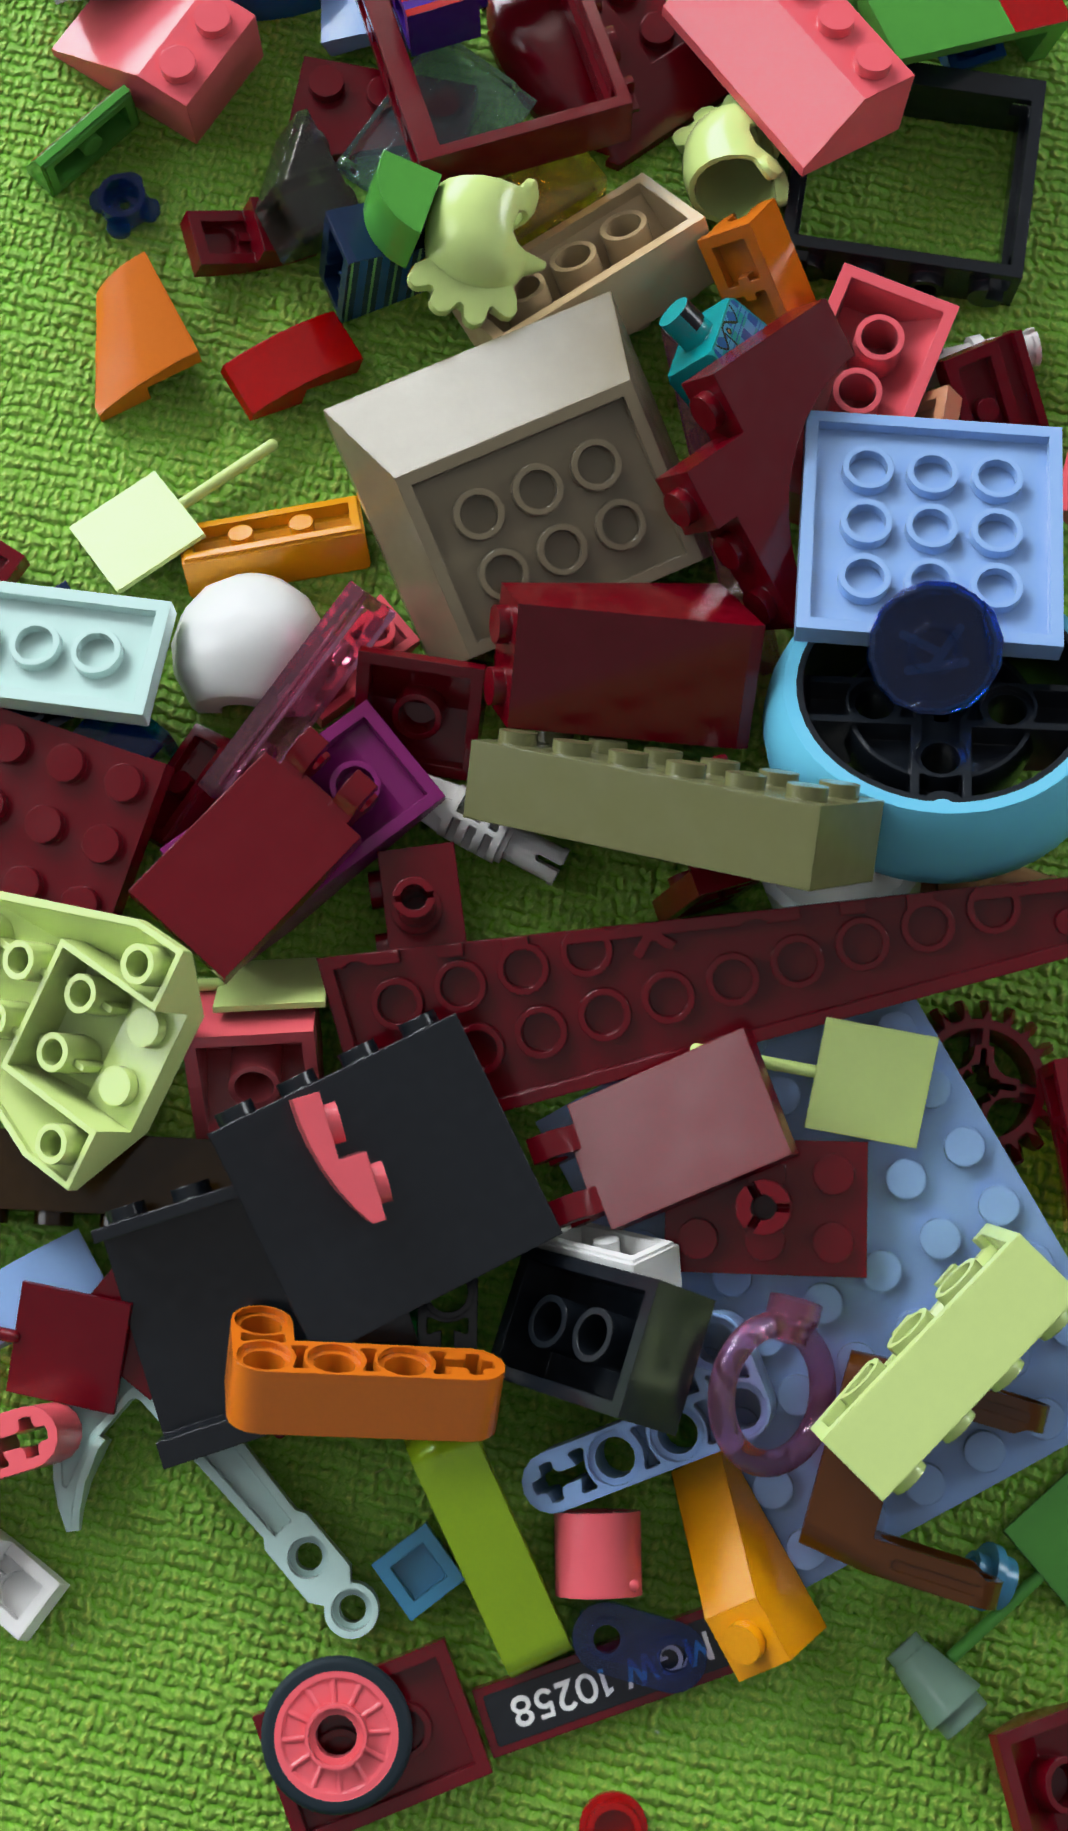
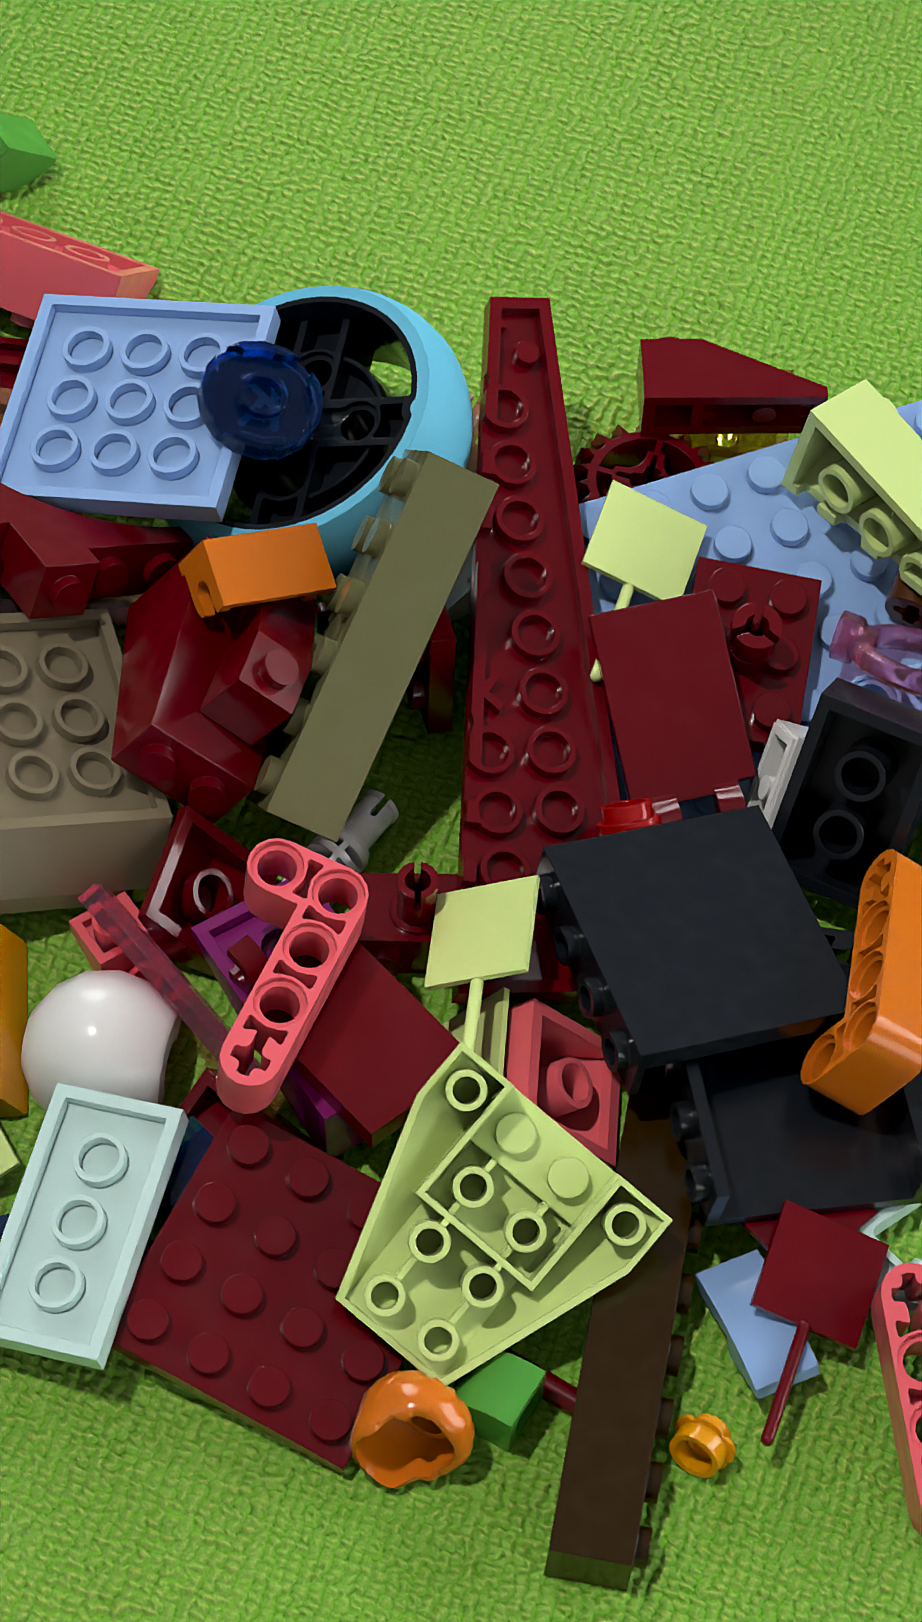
camera: 85 degrees left, 20 degrees down
(263, 776) = (282, 982): none -> coral beam
(351, 969) = (481, 937): none -> yellowish green piece
(352, 1176) = (660, 952): coral slope -> none
(528, 1101) = (627, 816): none -> red plate
(645, 709) = (262, 668): none -> dark red slope
(715, 680) = (257, 569): none -> orange hinge

